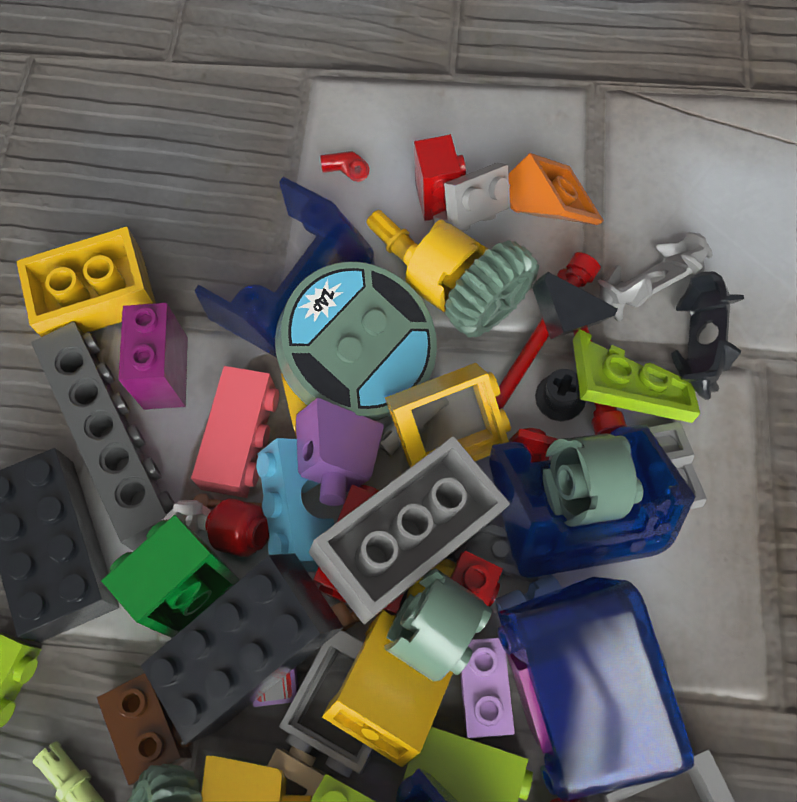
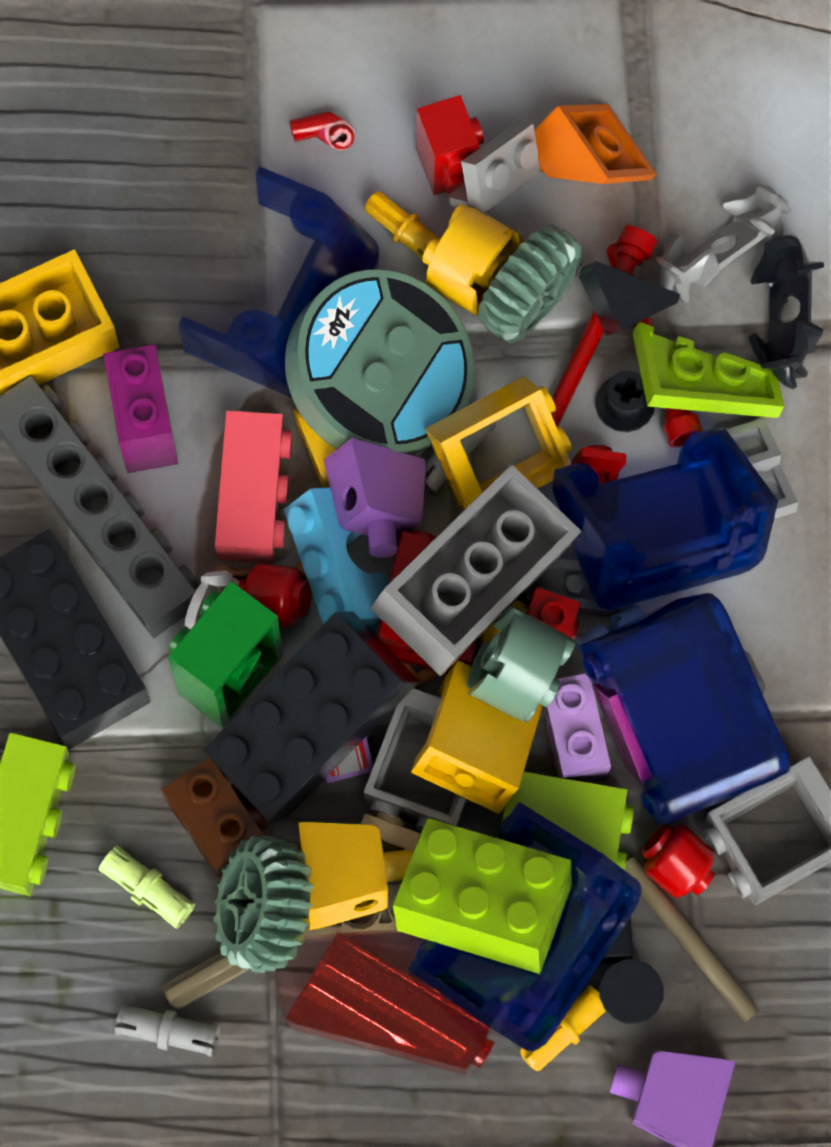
camera: 15 degrees left, 5 degrees up
(591, 479) = (665, 494): sand green brick -> none

